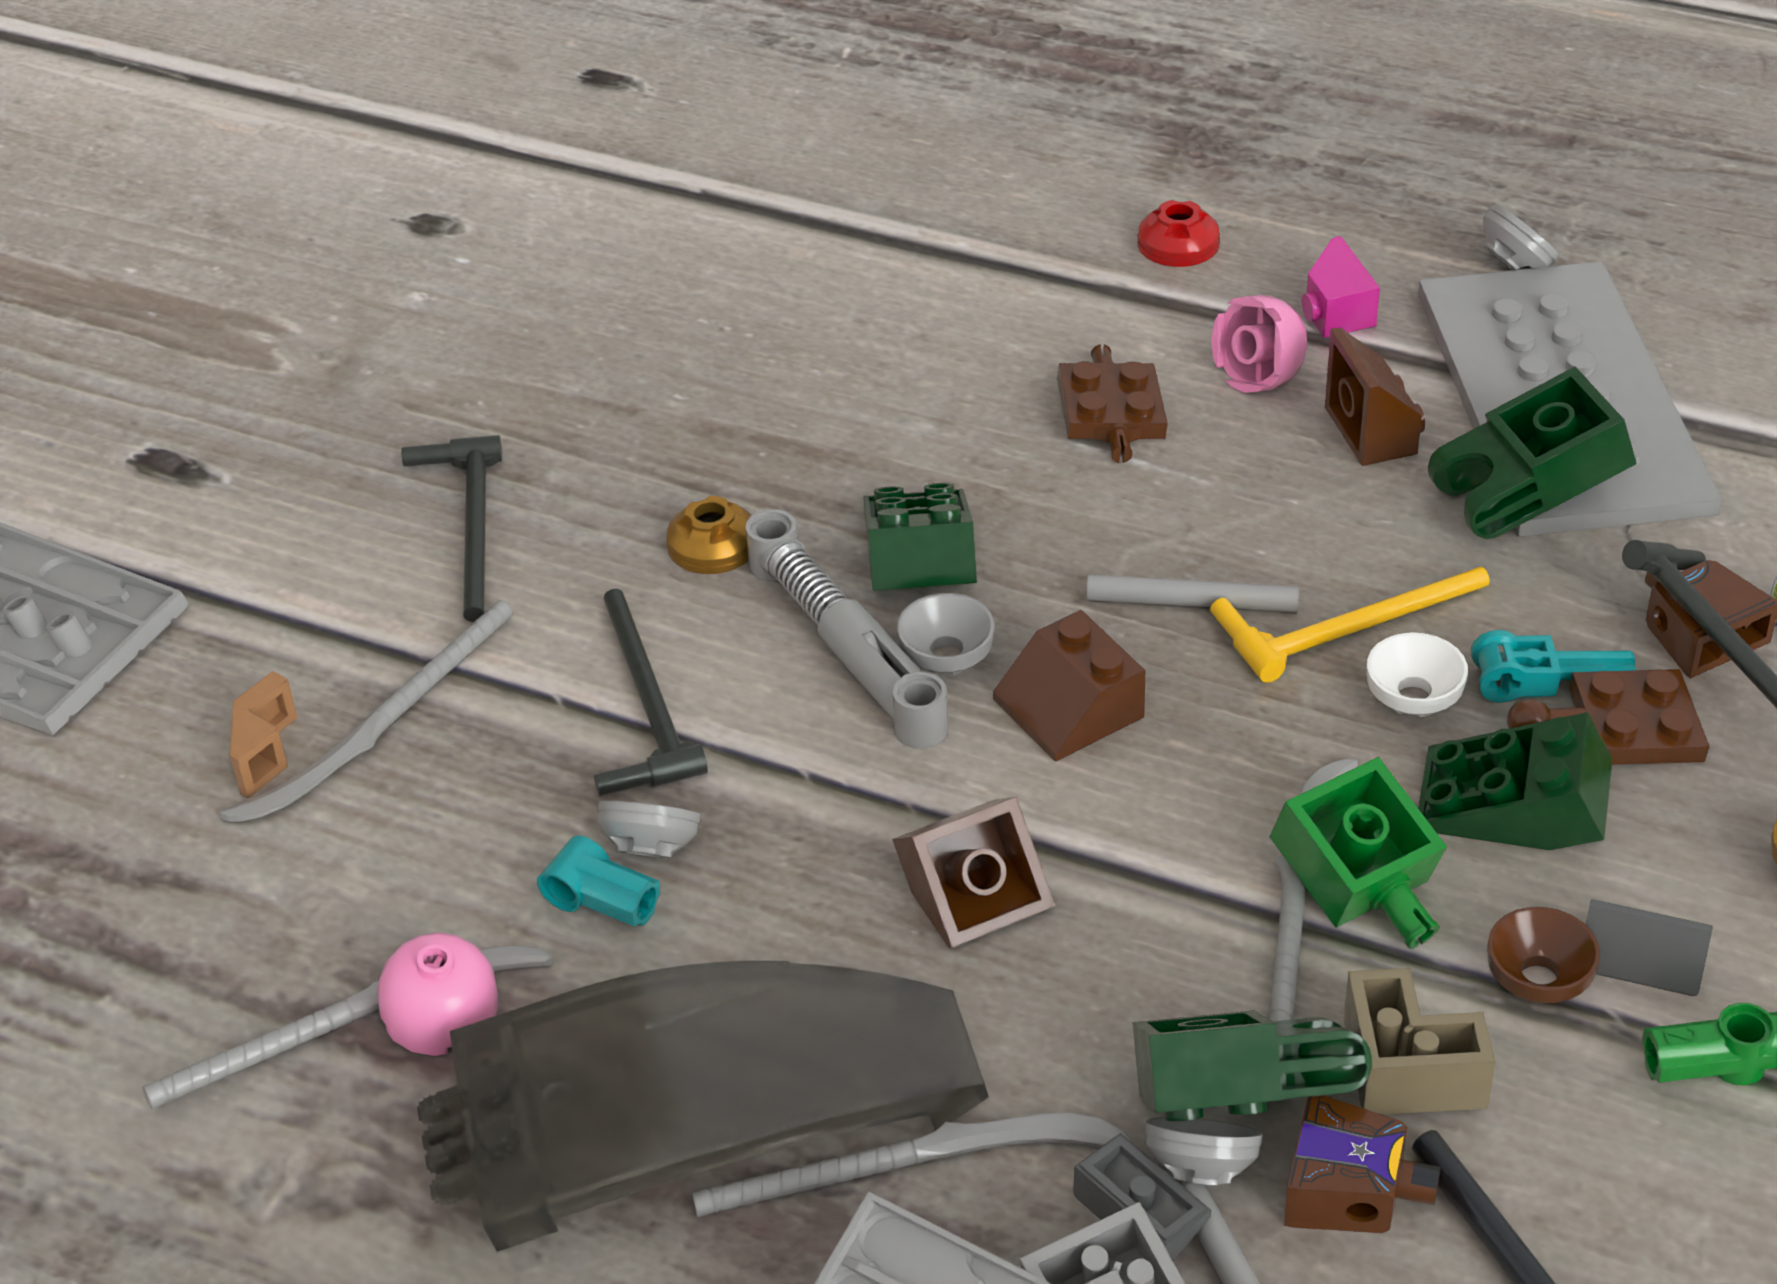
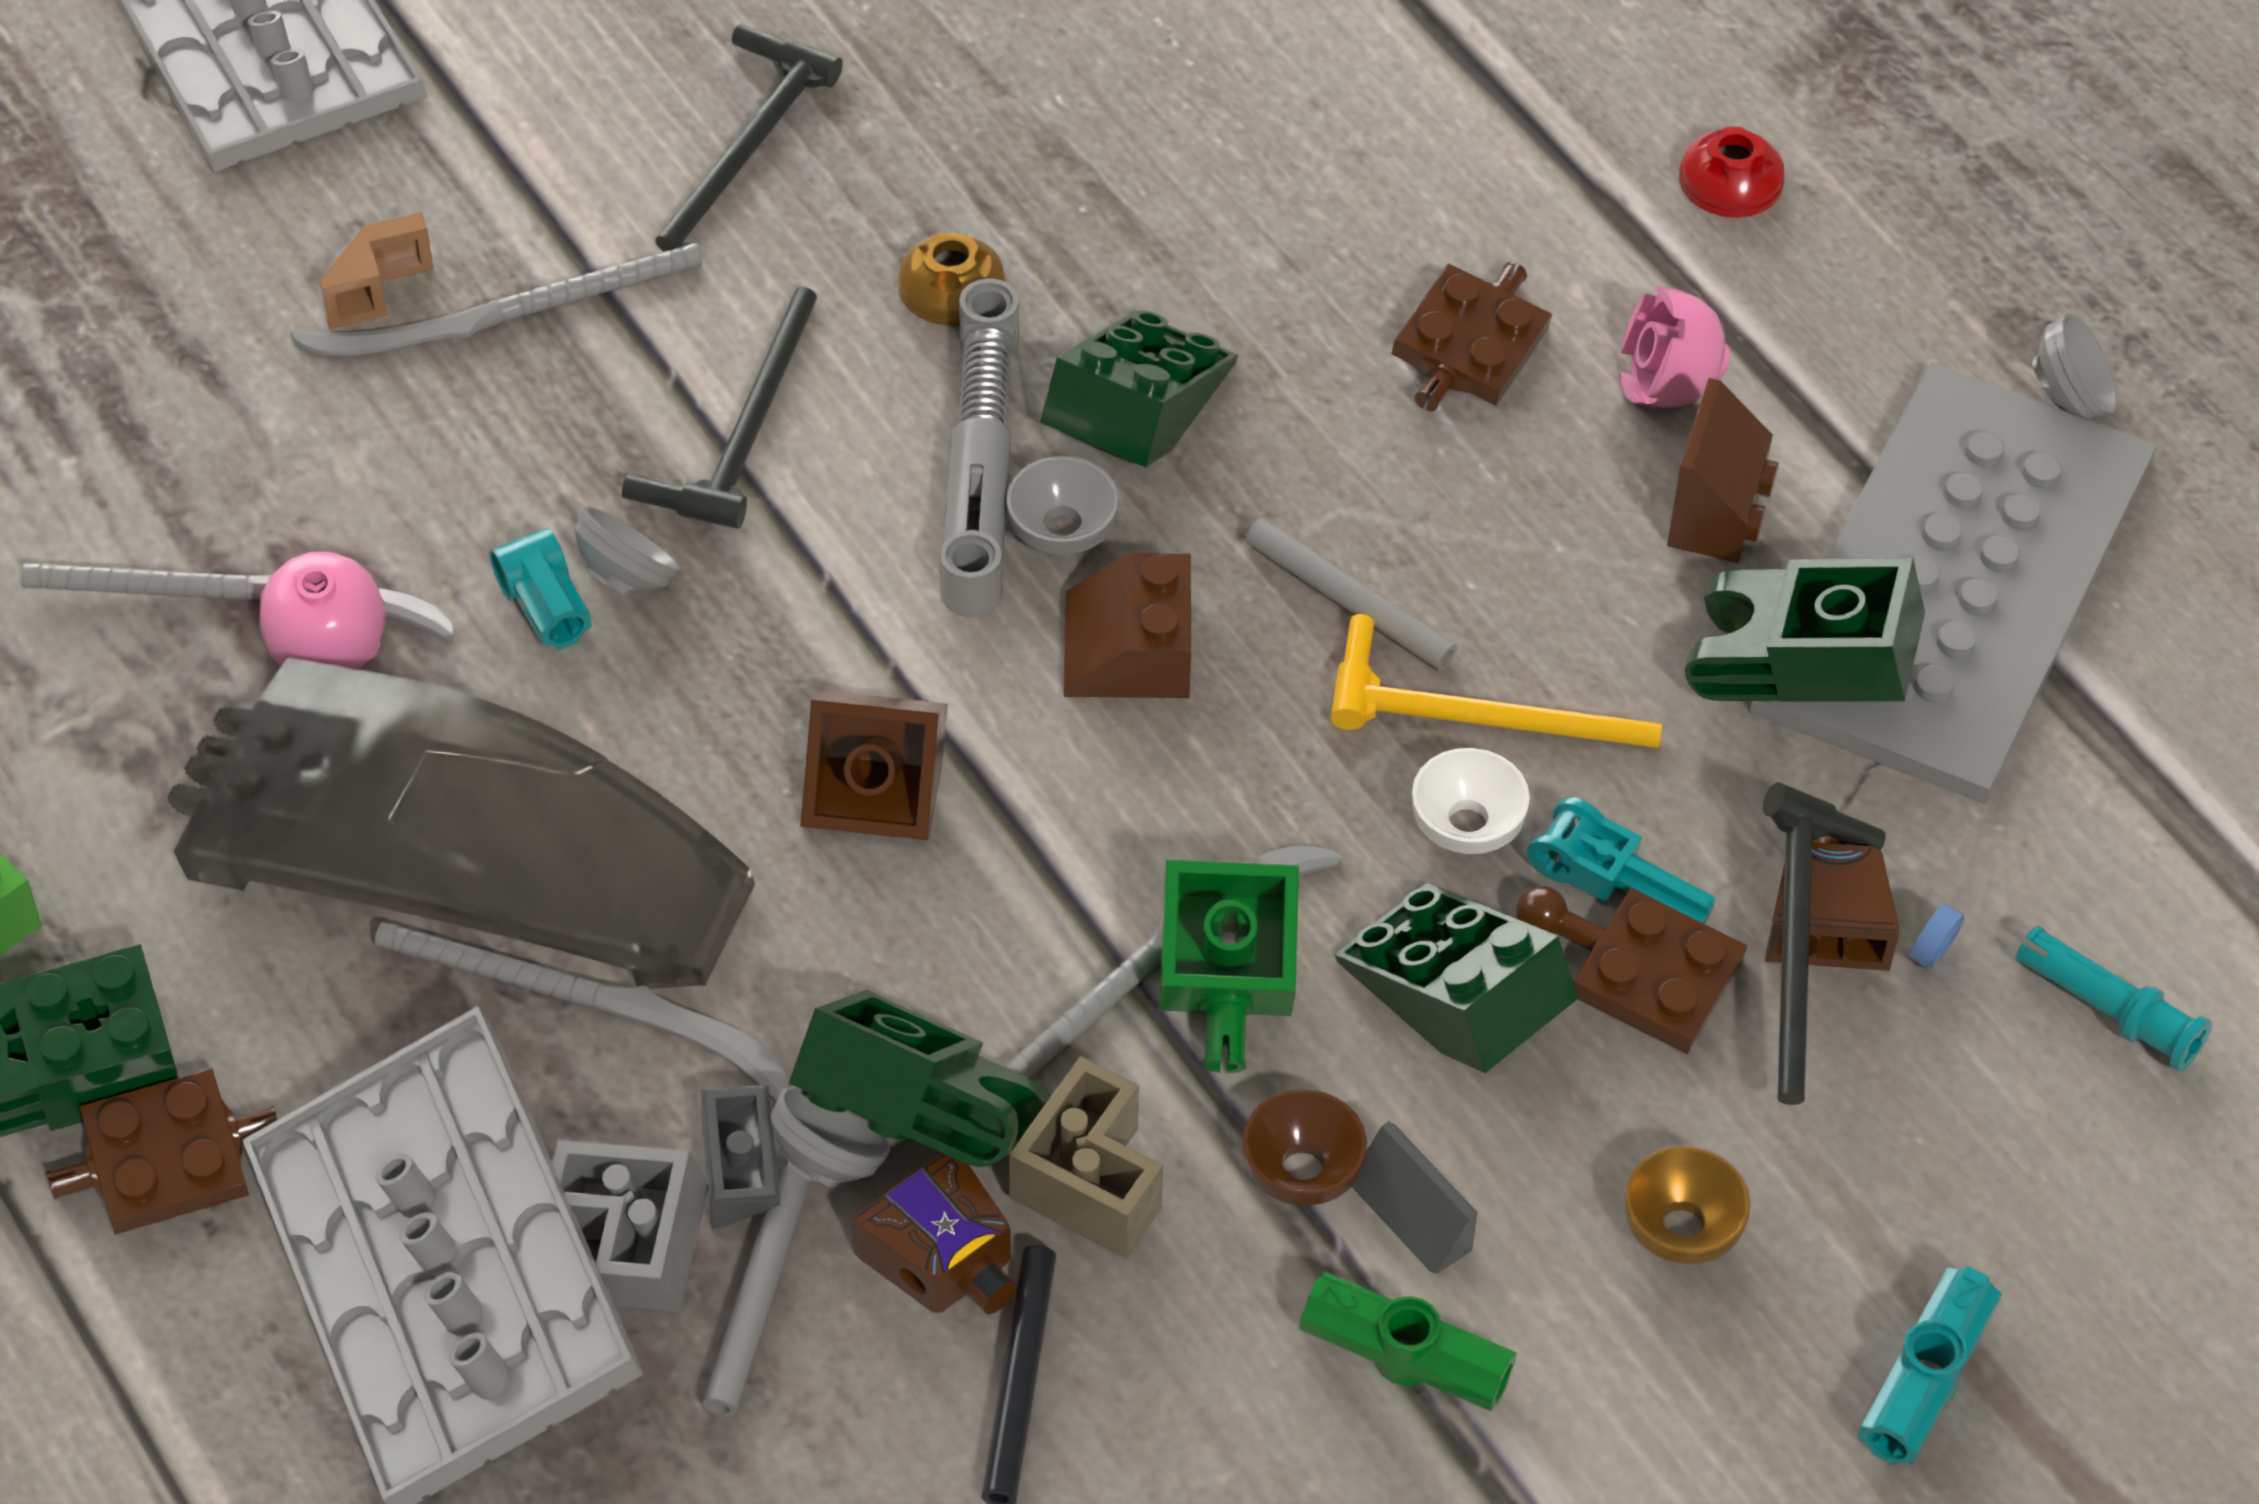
camera: 30 degrees right, 10 degrees up
(1340, 291) = (1822, 330): dark pink slope -> none

